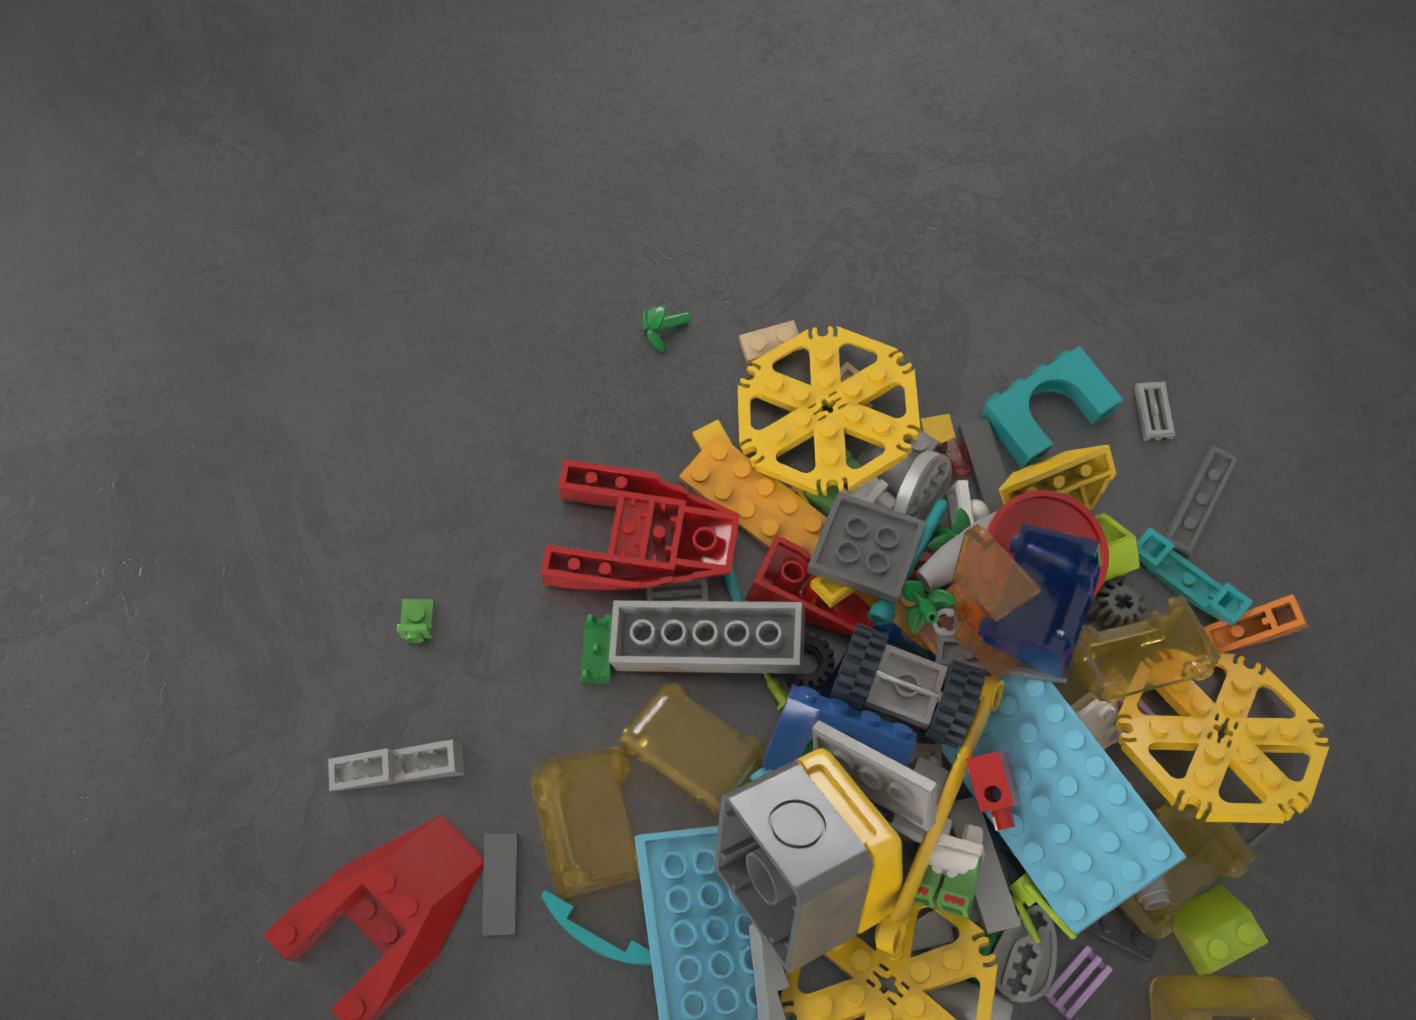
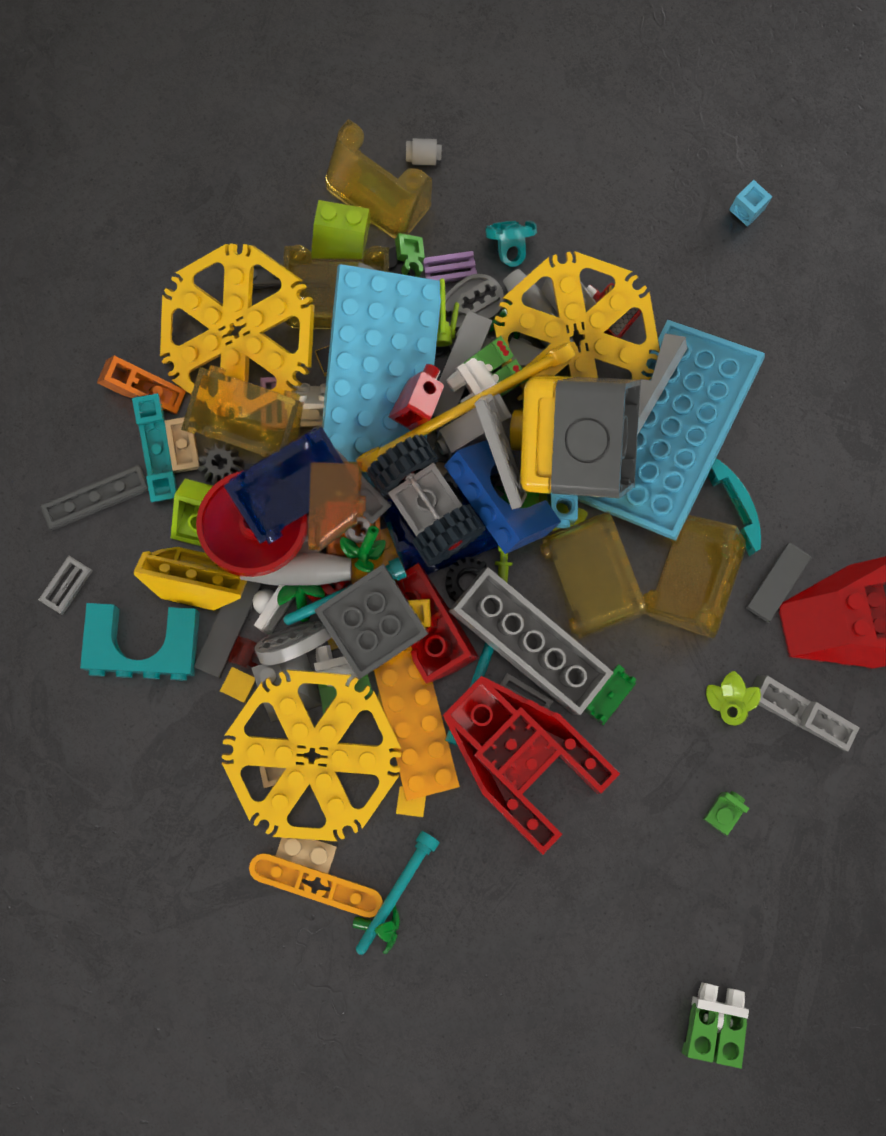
camera: 150 degrees left, 10 degrees up
(315, 443) = (716, 1027): none -> bright green hips
(477, 730) = (733, 694): none -> lime plate
(673, 410) = (425, 845): none -> teal piece
(714, 327) = (289, 877): none -> light orange piece
(1130, 964) = (411, 251): none -> bright green plate
(1160, 588) = (181, 447): none -> tan plate

